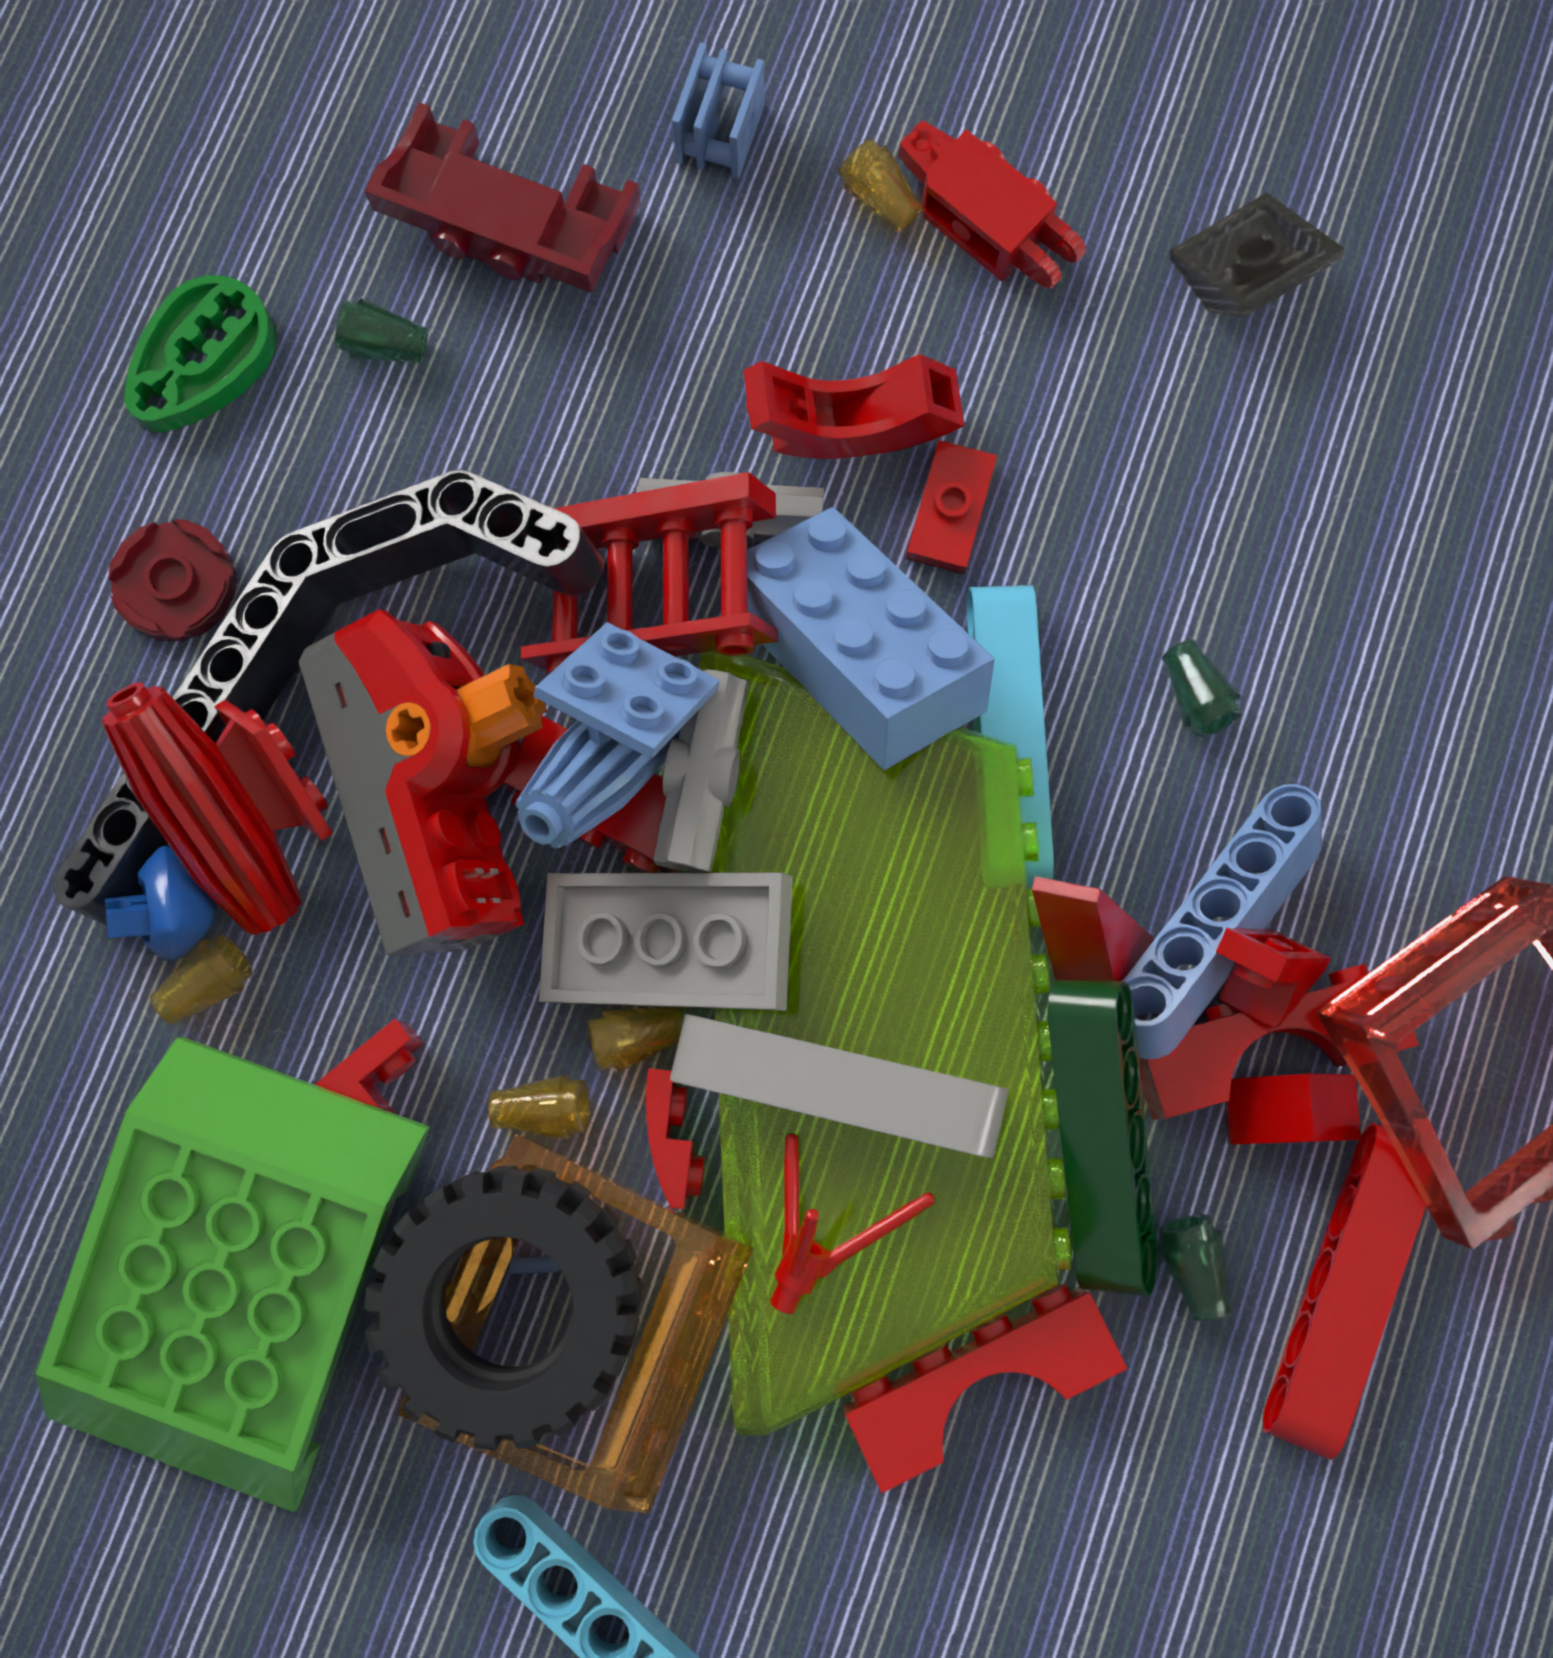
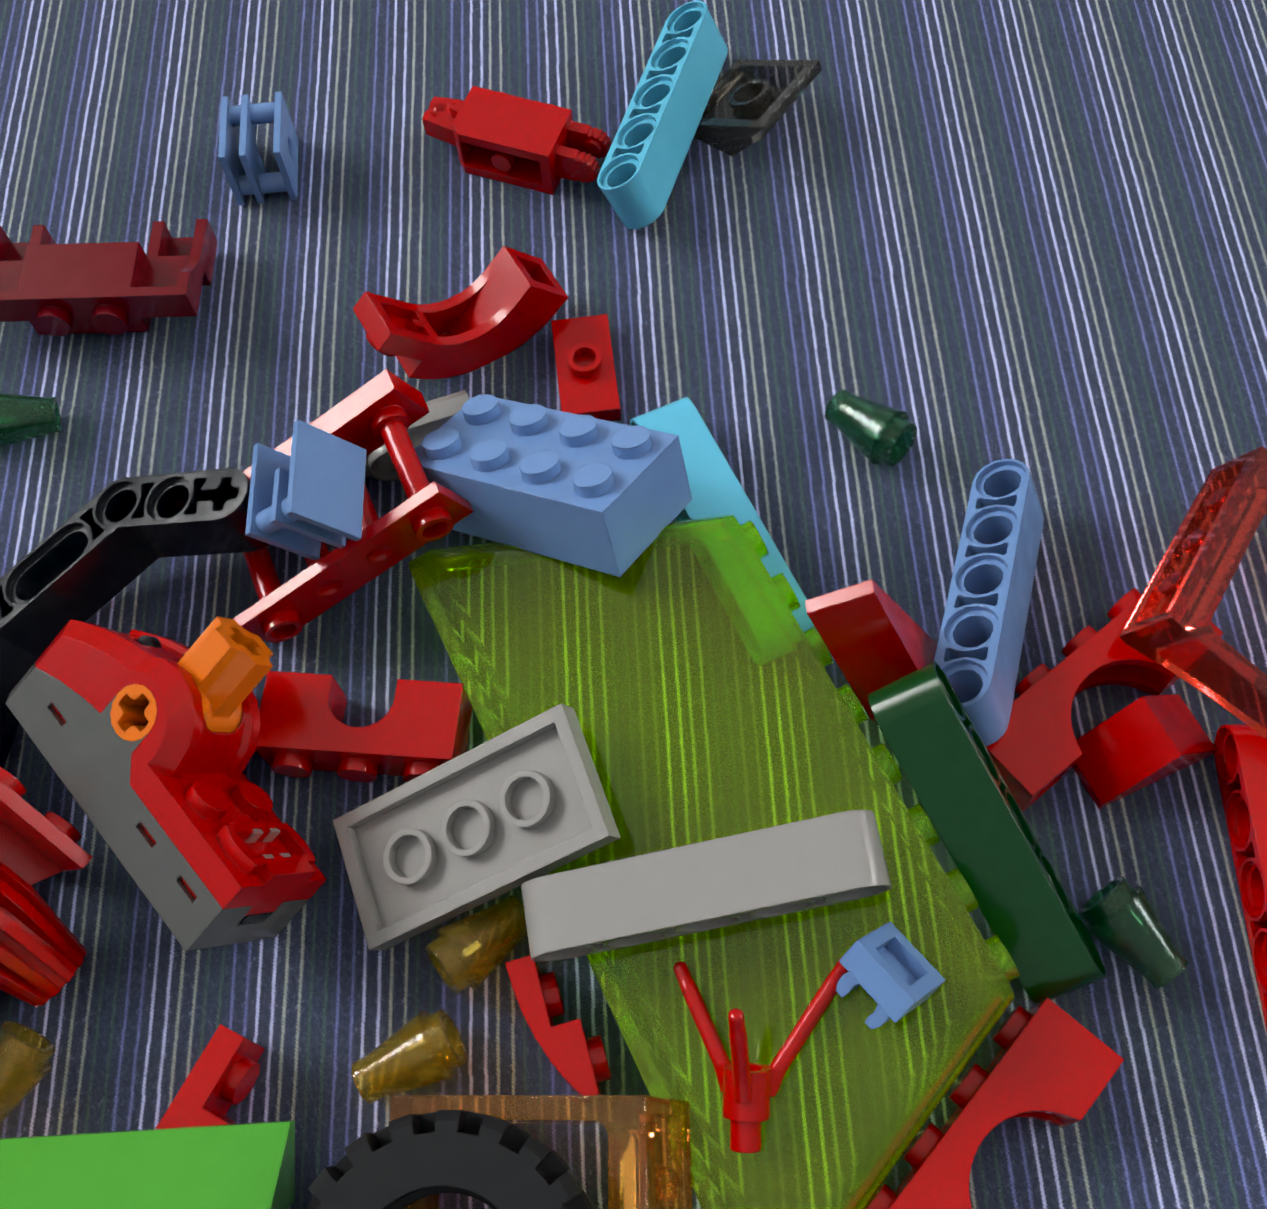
camera: 20 degrees left, 15 degrees down
(627, 713) = (364, 639): medium blue plate -> none
(630, 569) = (307, 495): none -> medium blue piece
(701, 779) = (446, 654): light grey piece -> none
(879, 184) = (417, 155): clear yellow cone -> none
(958, 1228) = (890, 973): none -> medium blue tile
(1155, 239) = (663, 116): none -> medium azure beam
(1268, 973) = (1057, 623): red slope -> none

